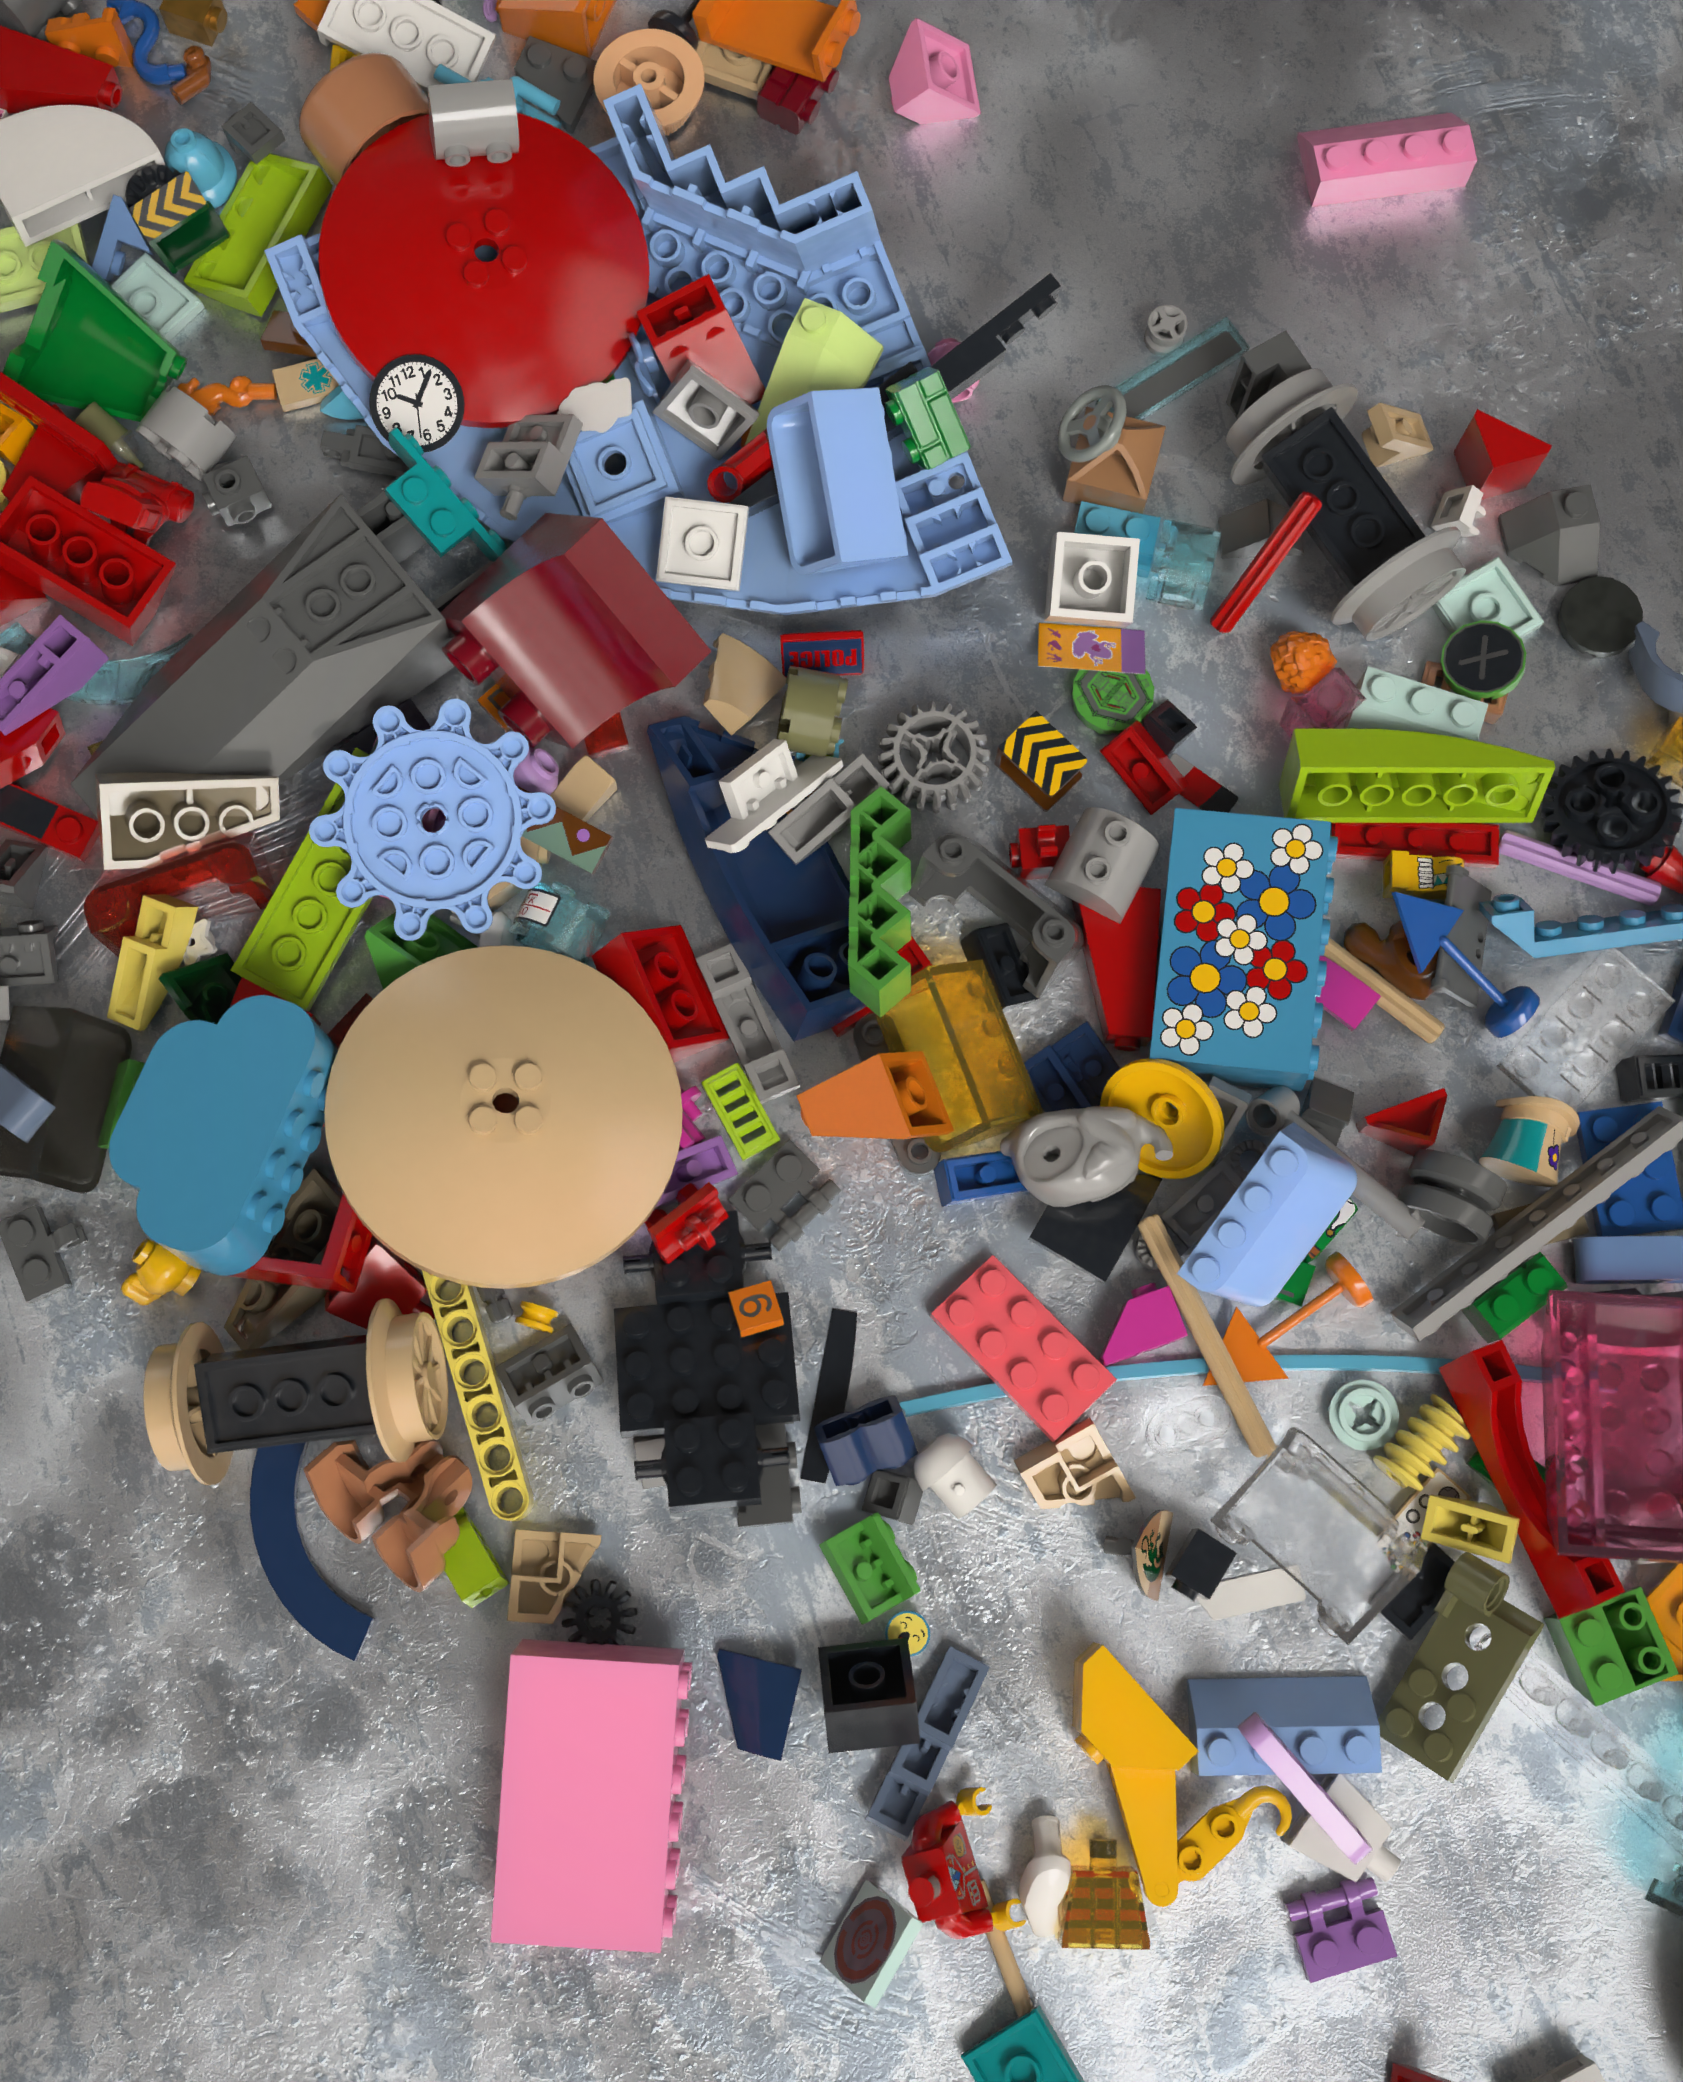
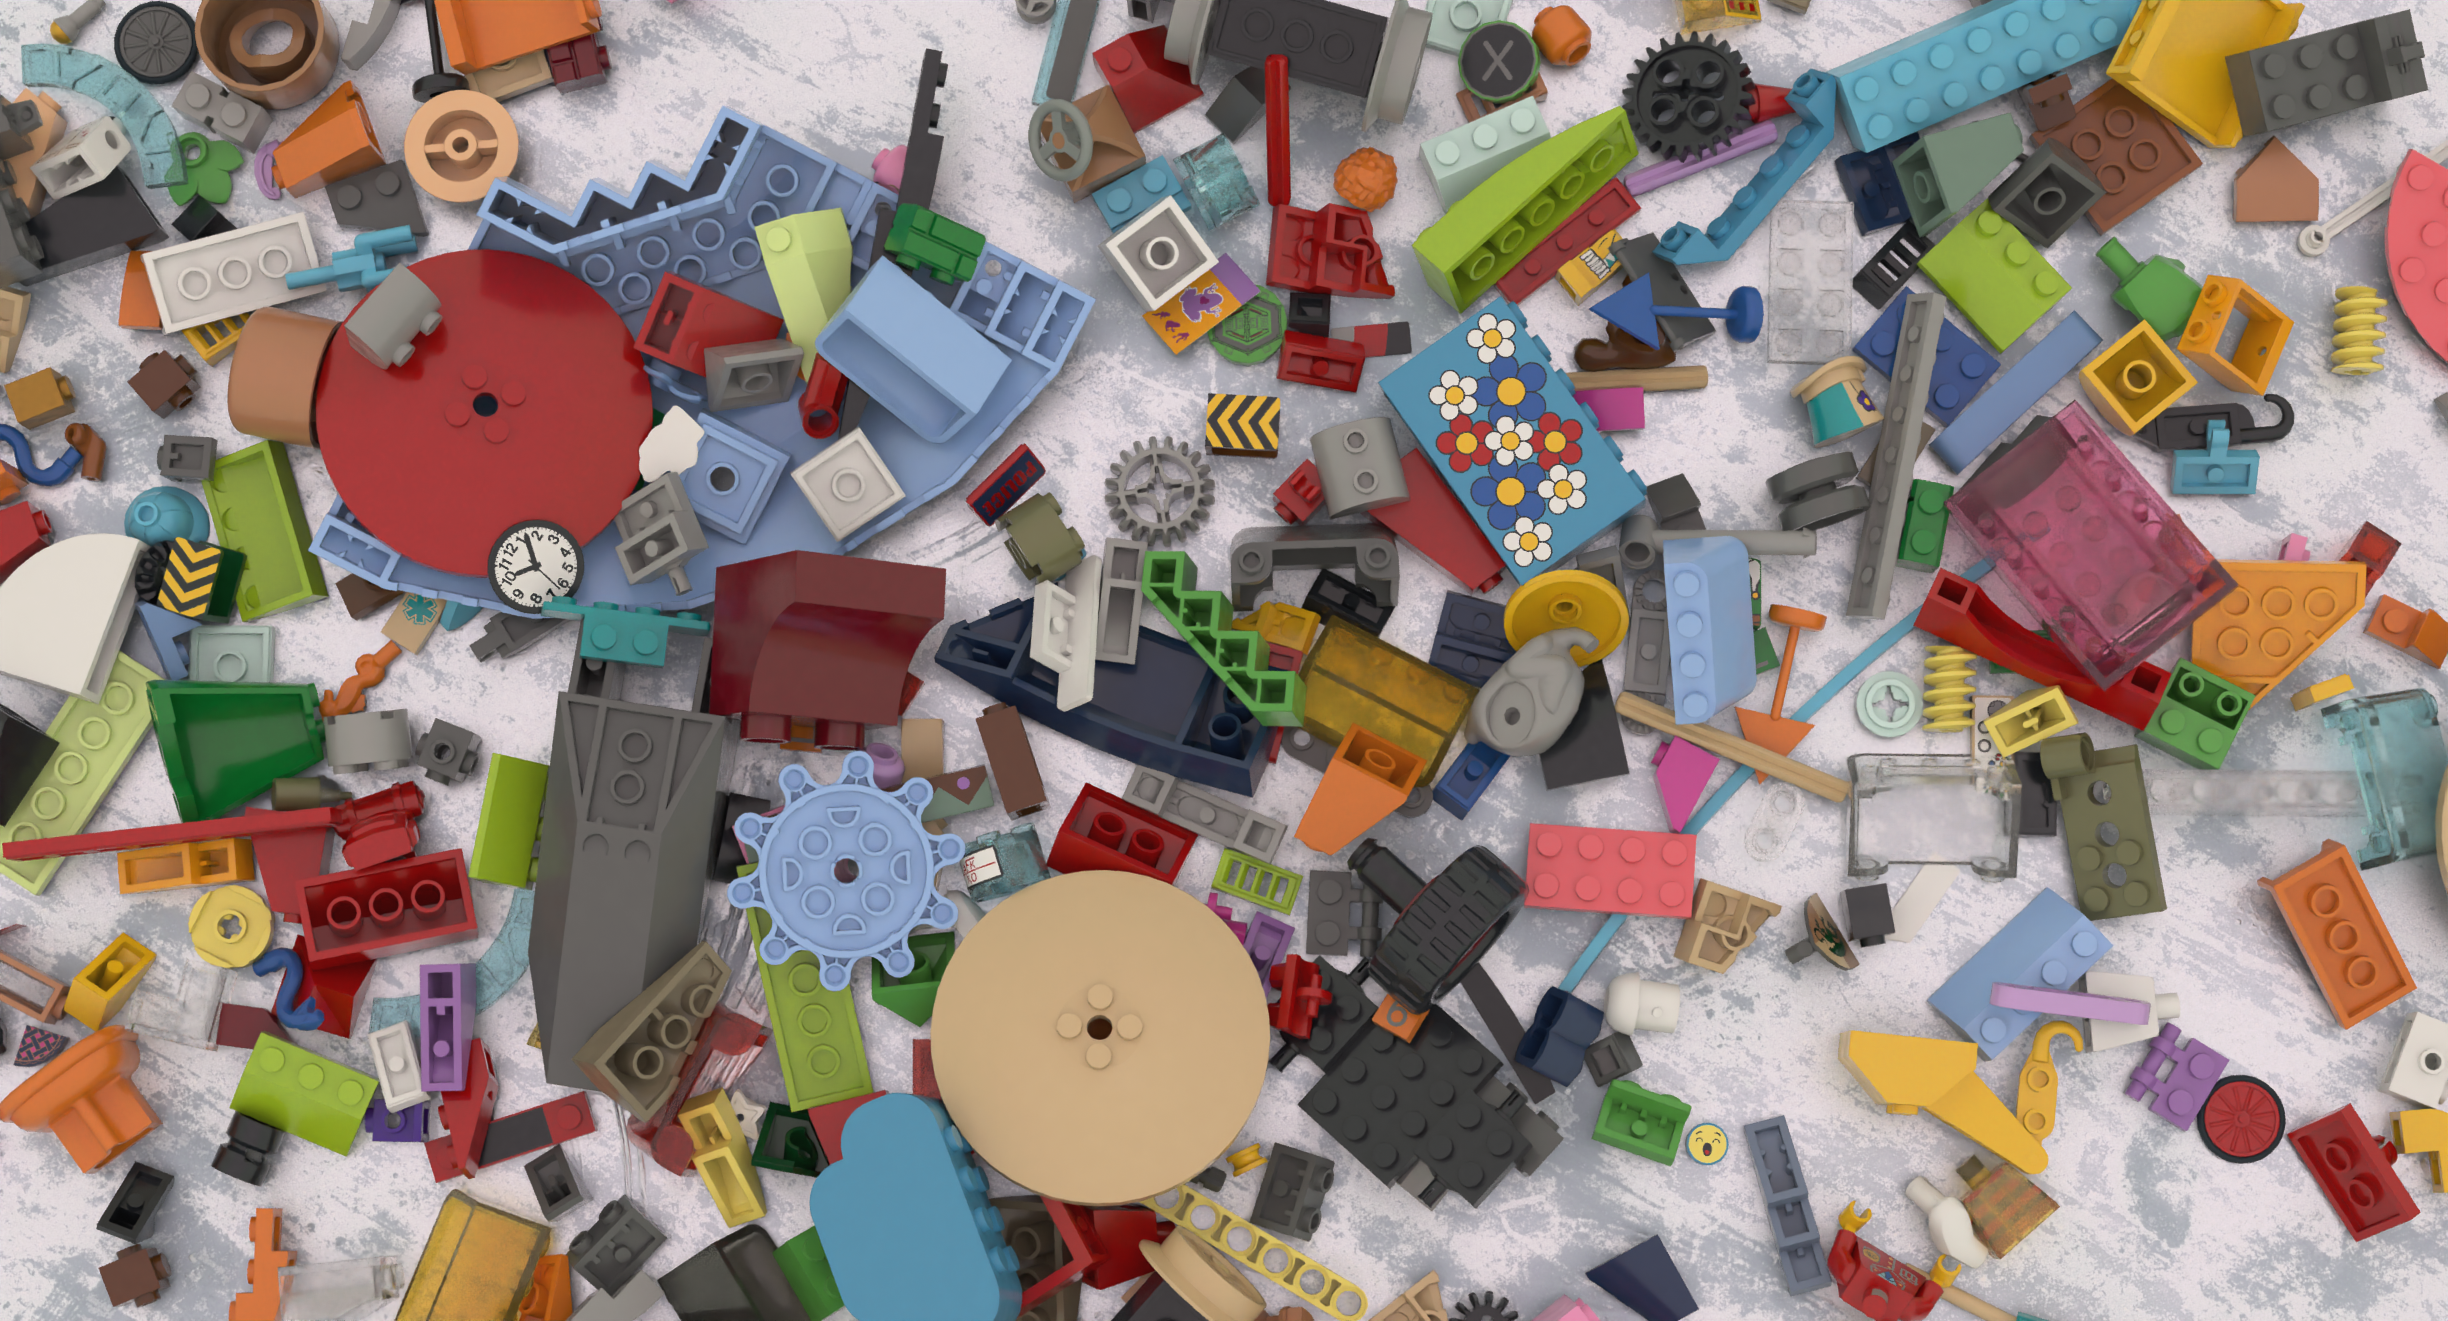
camera: 35 degrees left, 5 degrees up
(220, 569) = (510, 823): none -> lime slope
(287, 72) = (165, 383): none -> reddish brown brick
(636, 855) = (1012, 761): none -> reddish brown window
(739, 683) = (971, 563): tan slope -> none
(848, 1264) = (1440, 924): none -> black wheel
(868, 1695) = (1719, 1209): black brick -> none
(938, 936) = (1282, 625): none -> yellow slope
(1195, 452) = (1142, 79): none -> red slope
(1221, 693) = (1326, 253): none -> red slope
(1323, 705) = (1413, 202): clear pink slope -> none
(1365, 2015) = (2241, 1119): none -> red wheel
(1409, 1124) = (1743, 464): red slope -> none
(1549, 684) = (1561, 35): none -> orange head
(1583, 1937) = (2341, 934): none -> orange plate

